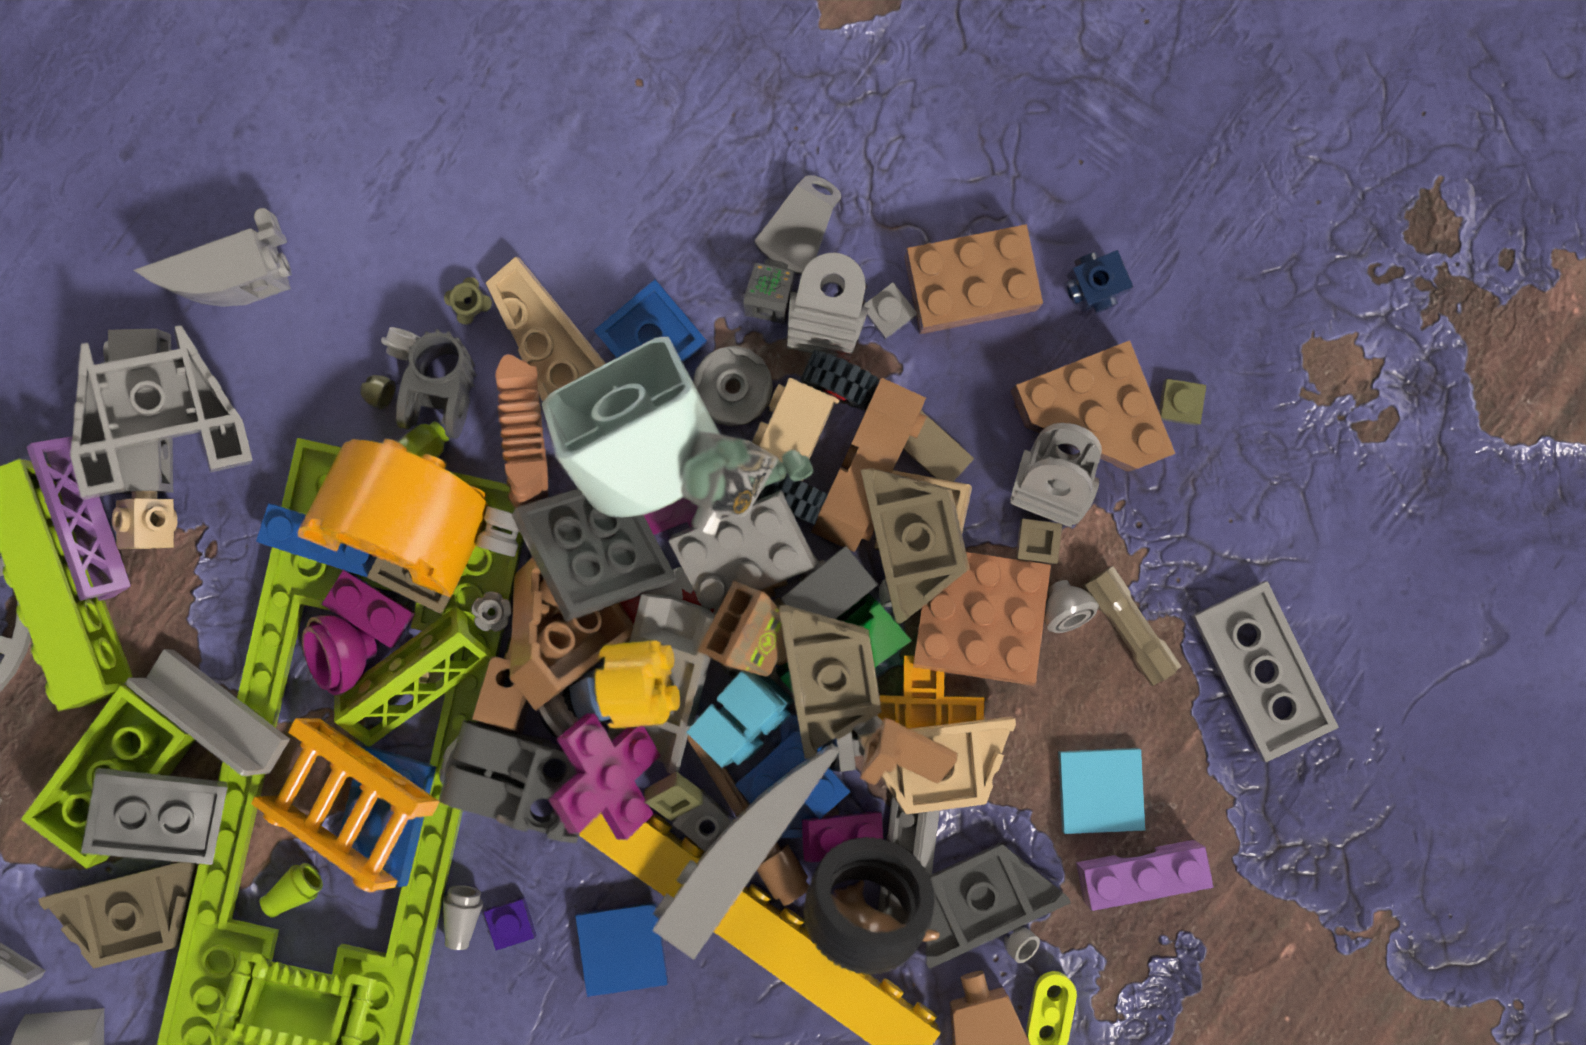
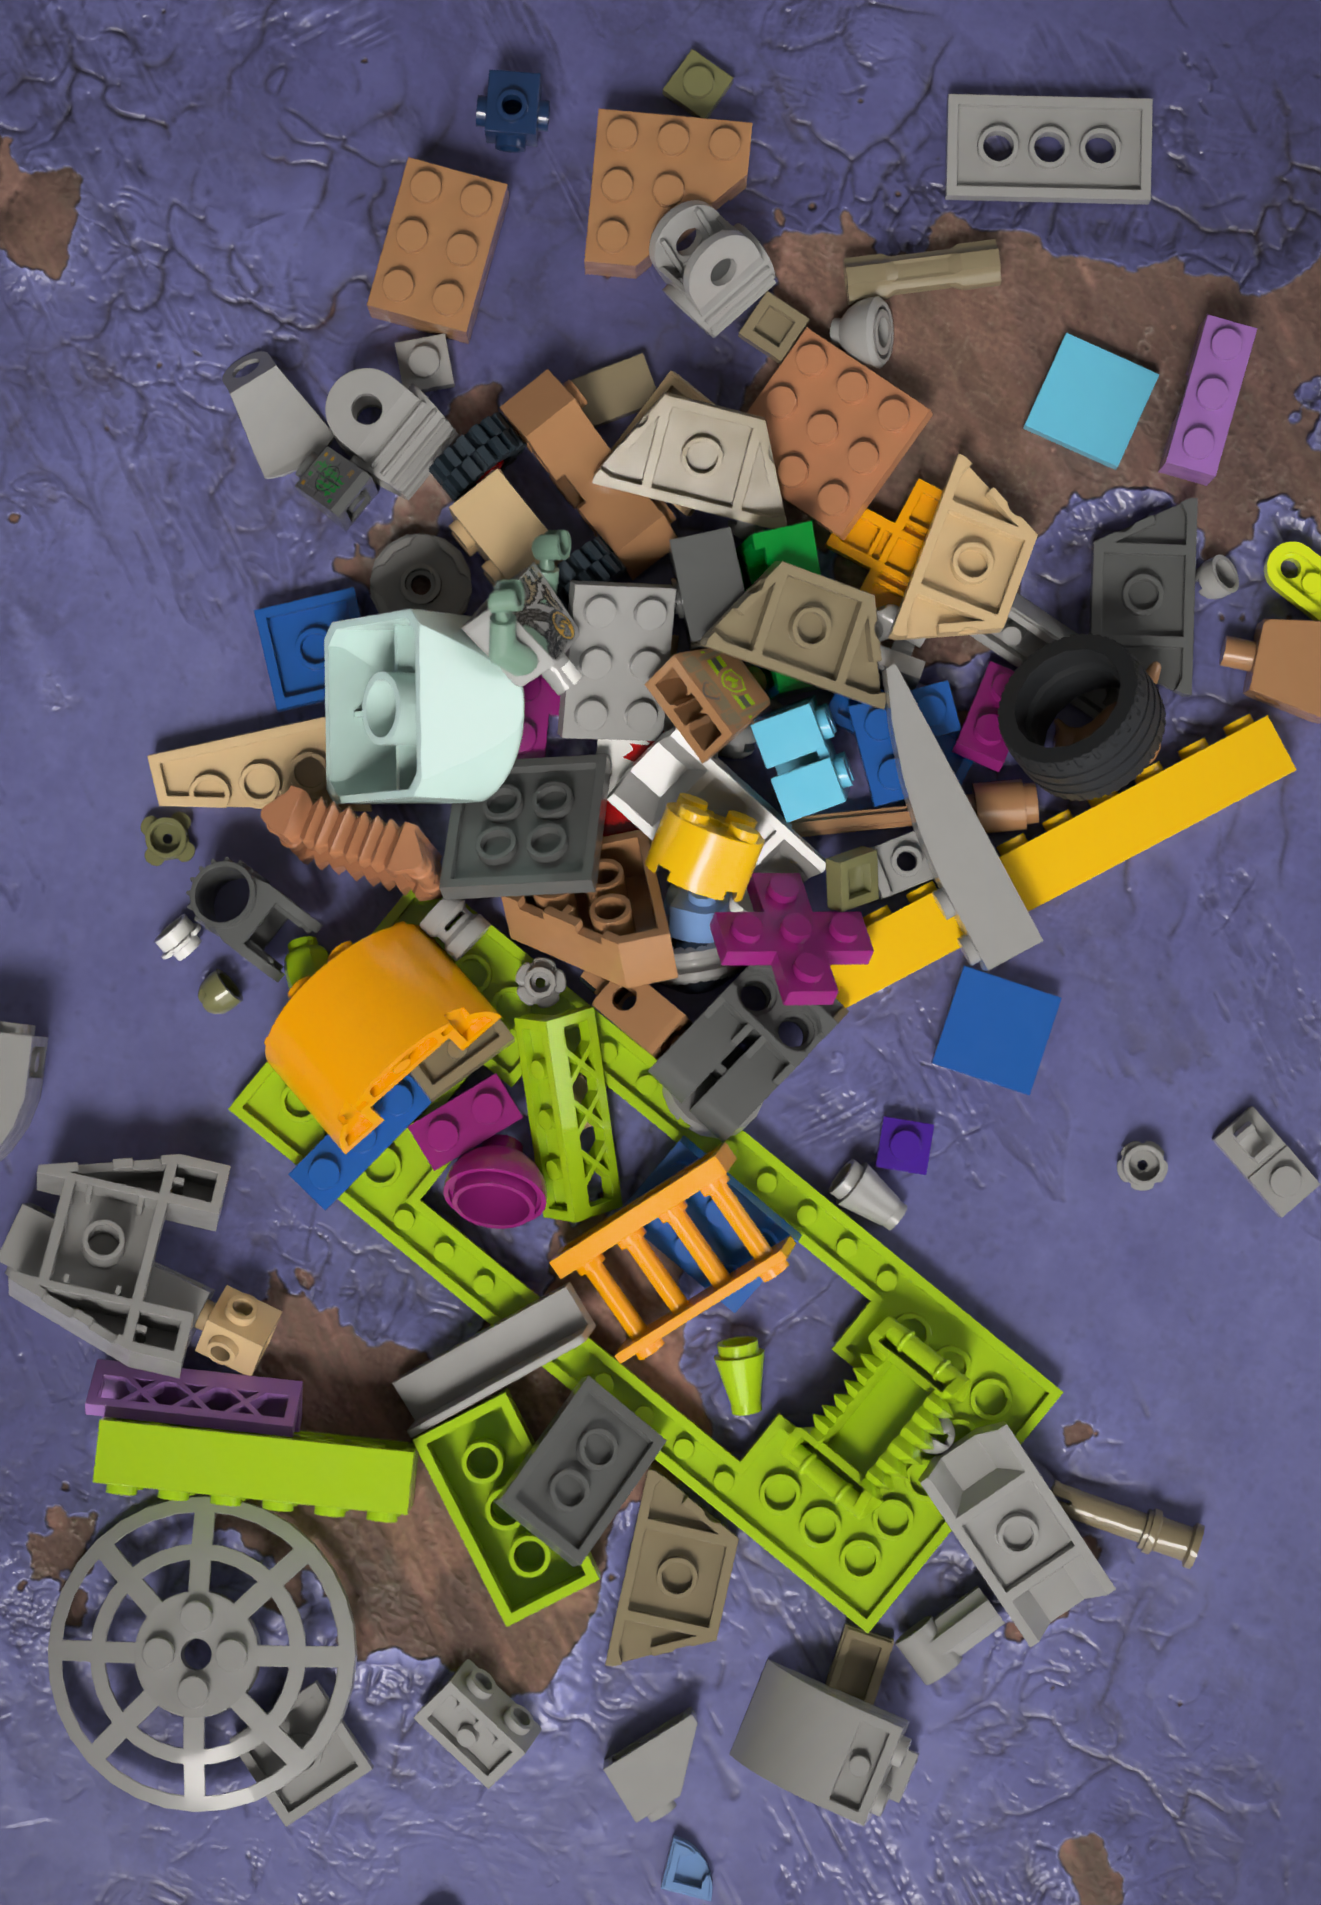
camera: 70 degrees left, 0 degrees up
(900, 746) = (924, 591): medium nougat bracket -> none

